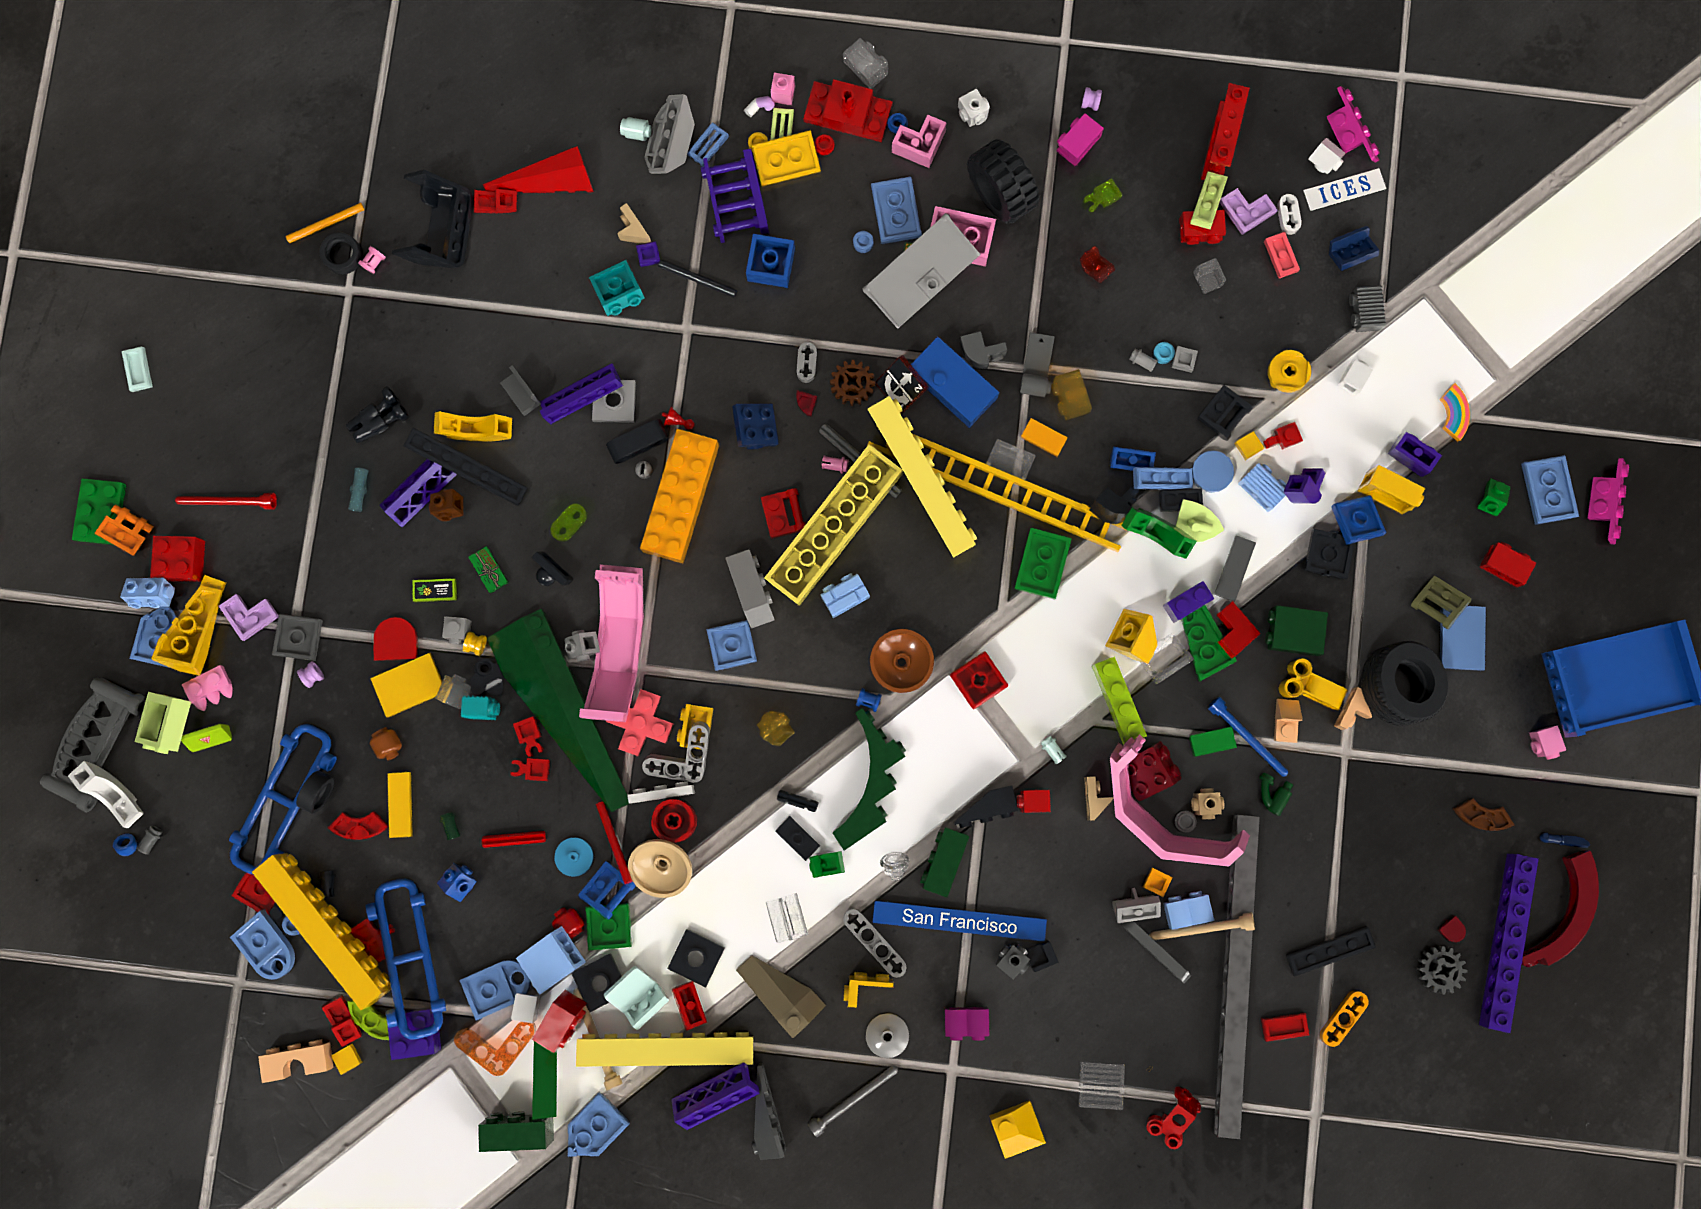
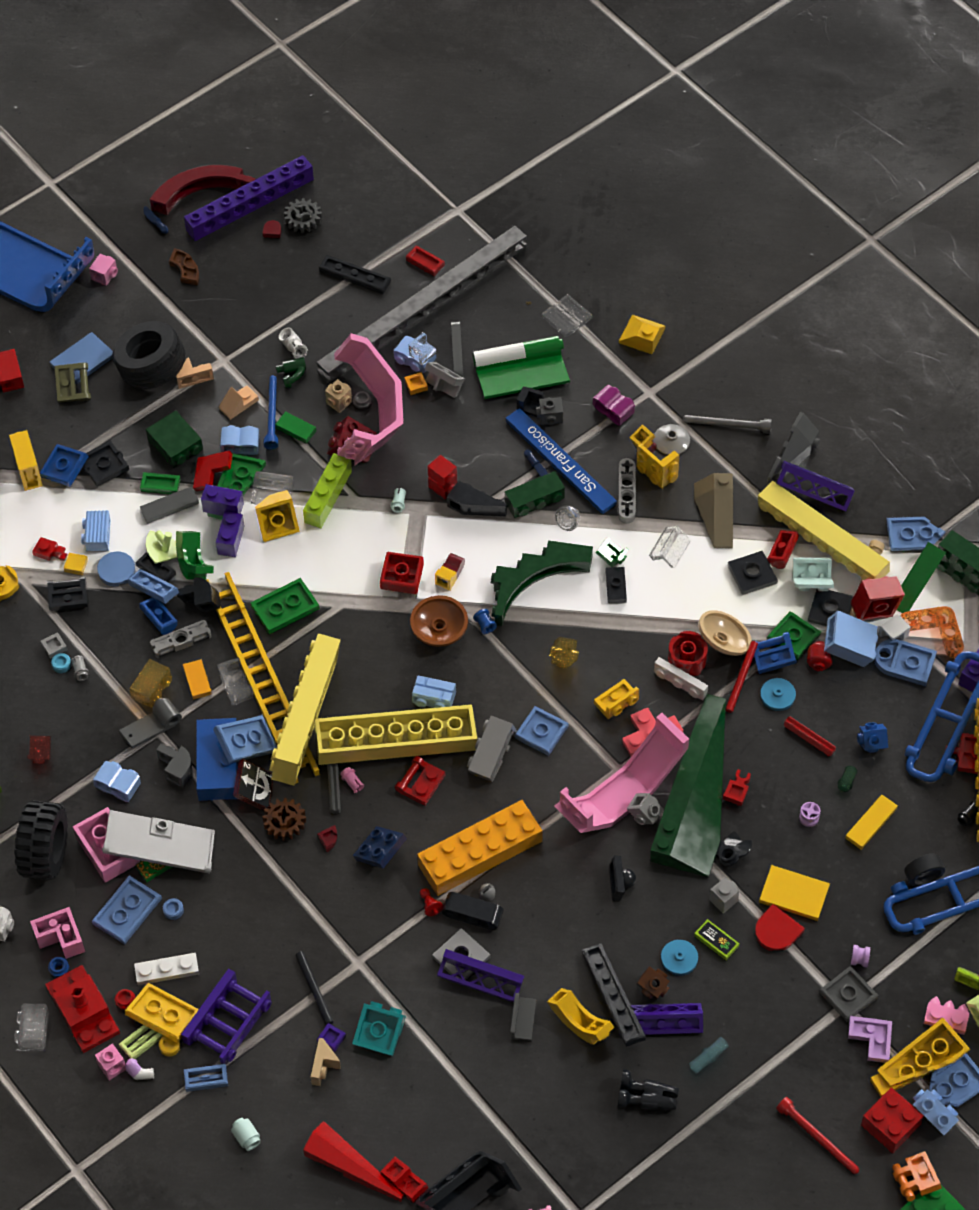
camera: 140 degrees left, 25 degrees down
(358, 828) = (915, 832): red tile -> none
(385, 744) = (845, 864): dark orange head -> none
(447, 765) = (806, 811): none -> lavender wheel
(451, 550) = (679, 957): none -> dark azure piece
(453, 690) = (765, 855): clear brick -> none
(474, 643) = (718, 873): yellow wheel -> none
(479, 707) = (755, 825): teal brick -> none
(488, 569) = (664, 920): green tile -> none
(535, 769) = (755, 764): red plate -> none
(567, 521) = (575, 898): clear neon green plate -> none
(670, 135) = (233, 1099): light grey wedge -> none
(685, 765) = (665, 698): light grey beam -> none
(770, 260) = (252, 945): blue brick -> none
(797, 801) = (593, 605): black axle -> none
(801, 362) = (302, 864): light grey beam -> none
(819, 194) = (166, 969): none -> white plate
(900, 1000) = (644, 437): none -> yellow leg
(943, 721) = (449, 571): none -> leg
(944, 412) = (245, 739): none -> medium blue tile
(972, 896) = (535, 463): none -> dark blue piece
(1010, 295) = (117, 781): none -> light blue brick
(1084, 986) = (526, 364): none -> green door
(1090, 472) = (168, 642): none -> light grey piece
(1093, 804) = (404, 452): tan slope -> none
(1154, 584) = (230, 534): none -> dark purple brick
(1180, 914) = (421, 350): none -> clear panel
(1186, 1106) = (549, 262): red piece -> none
(1243, 681) = (240, 440): none -> light blue brick
(1245, 922) = (389, 316): tan piece -> none
(1264, 581) = (160, 483): none -> green tile
(1295, 820) = (293, 339): none -> white connector
(1305, 487) = (73, 505): dark purple brick -> none
(1312, 686) = (203, 410): yellow piece -> none
(1340, 1035) = (373, 235): light orange beam -> none

